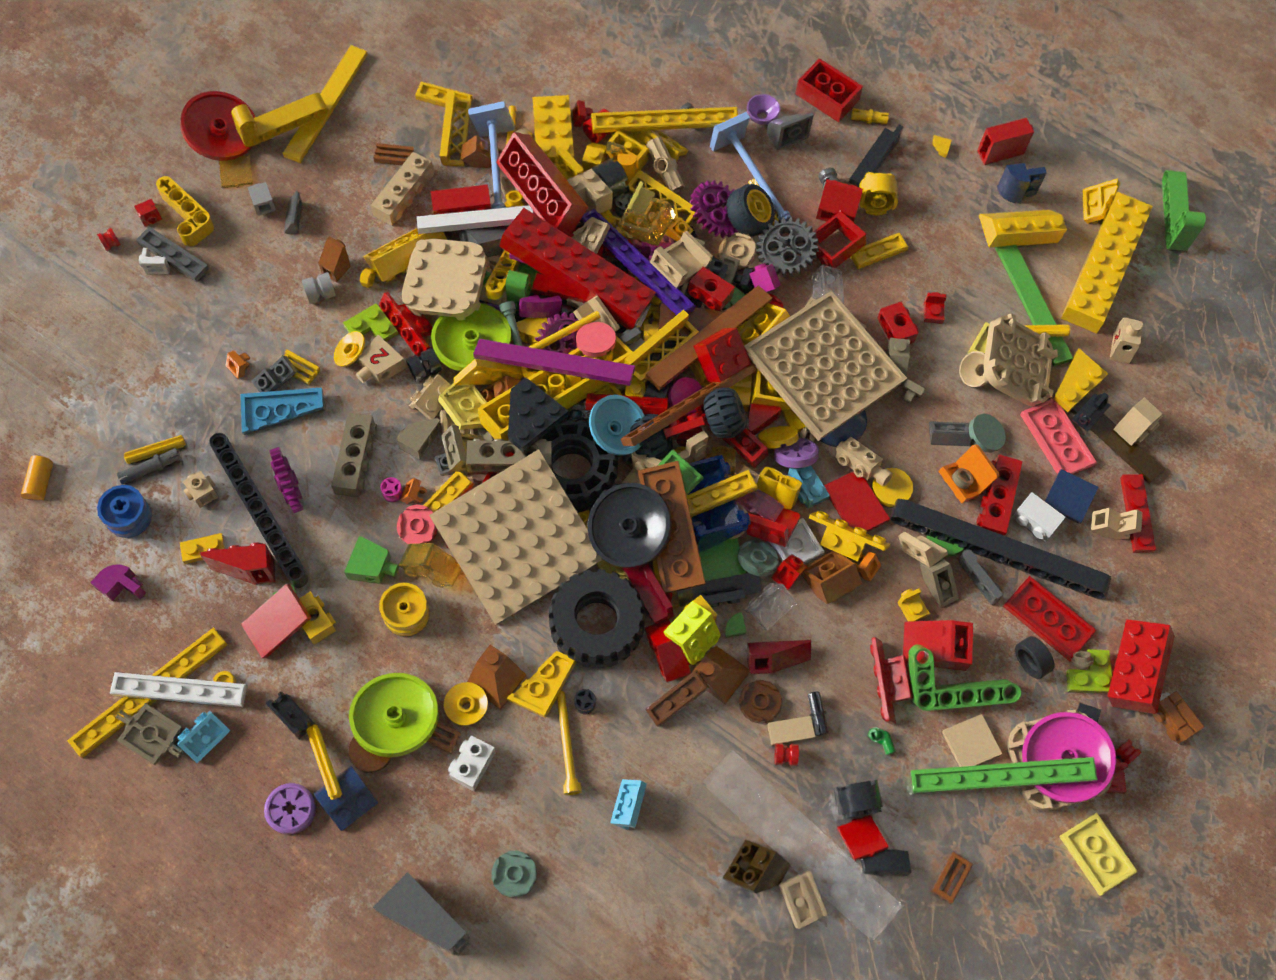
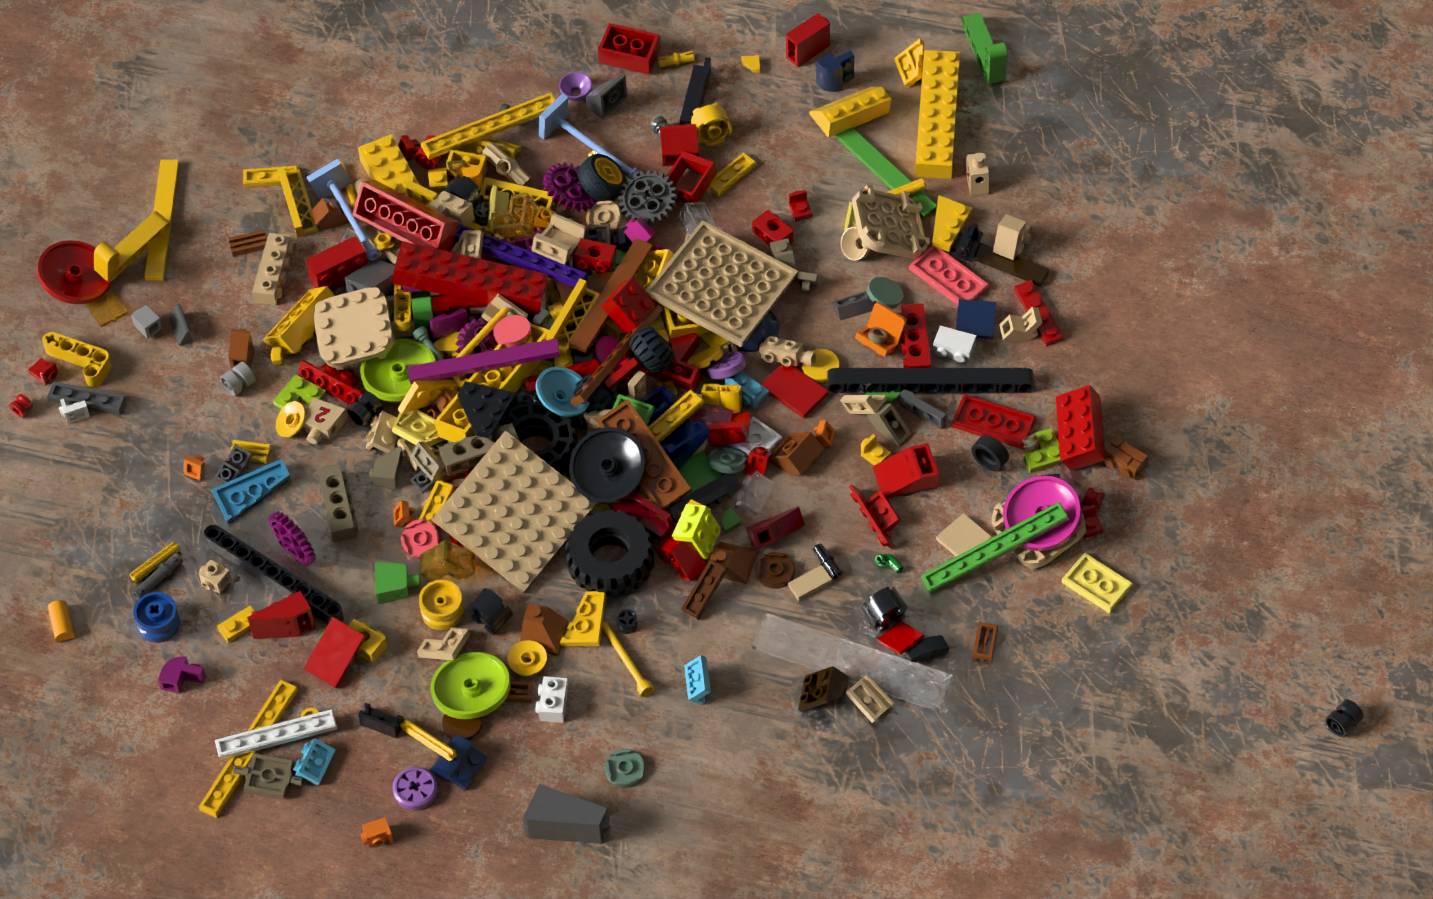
camera: 15 degrees left, 10 degrees down
(226, 848) = (376, 833): none -> orange brick
(389, 660) = (444, 649): none -> tan plate
(393, 485) = (383, 514): dark pink wheel -> none
(448, 635) = (489, 610): none -> black brick
(468, 219) = (352, 271): white tile -> none
(783, 754) = (814, 599): red wheel -> none
(845, 539) = (796, 419): yellow bracket -> none
(955, 691) = (934, 503): bright green beam -> none

